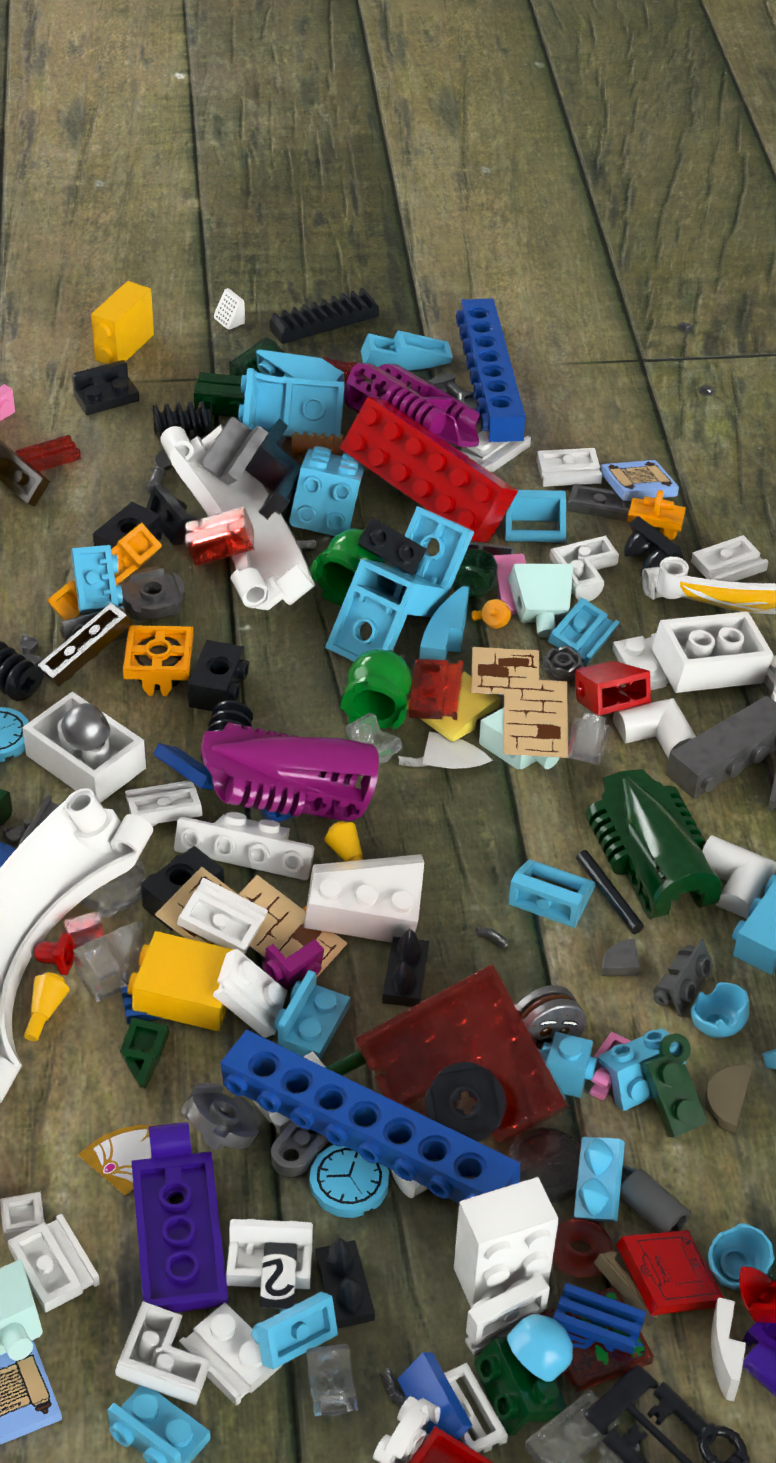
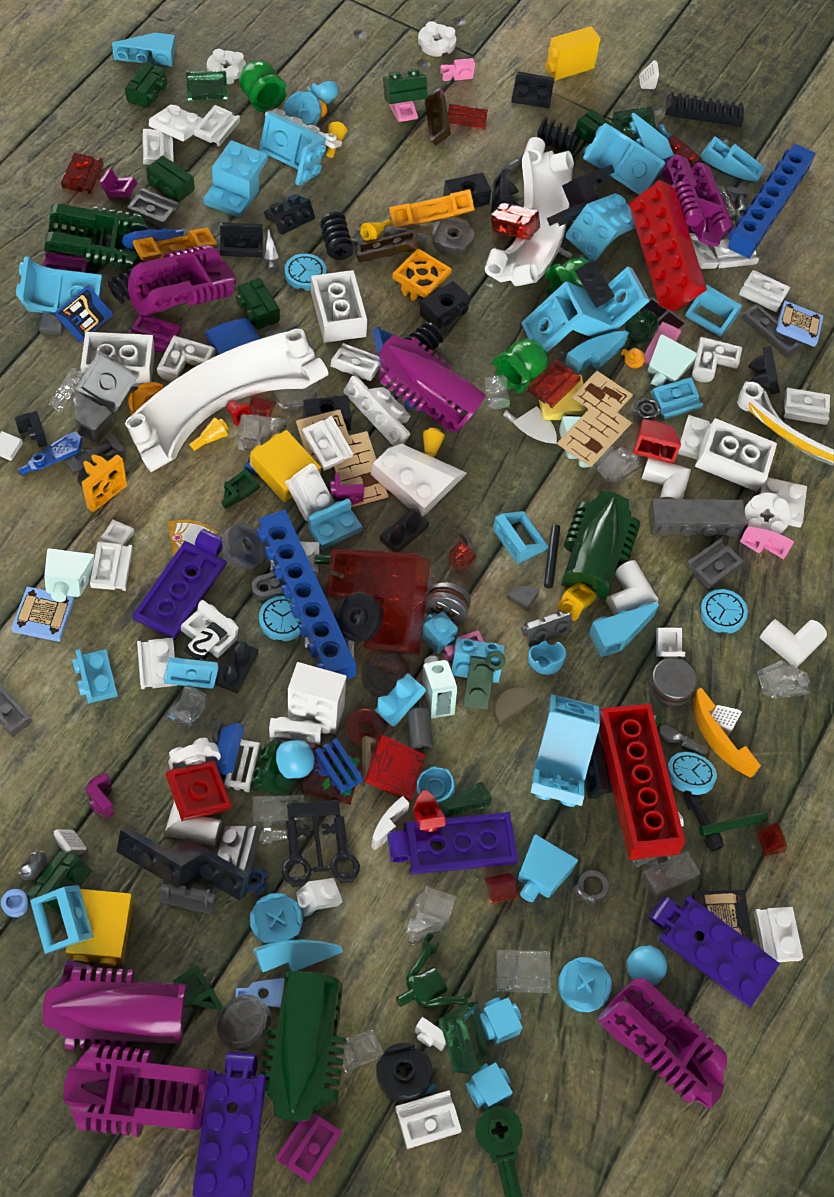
camera: 30 degrees right, 15 degrees up
(46, 638) = (373, 230): none -> yellow cone
(85, 727) = (337, 295): flat silver piece -> none
(95, 578) = (422, 210): medium azure bracket -> none
(154, 1363) = (115, 640): white brick -> none
(233, 450) = (562, 170): flat silver panel -> none
(301, 443) = (621, 189): clear orange piece -> none
(509, 954) = (461, 556): none -> clear red piece
(636, 1121) = (436, 679): none -> light aqua torso
(658, 514) = (787, 351): light orange hips -> none
(688, 923) = (576, 600): none -> yellow bracket

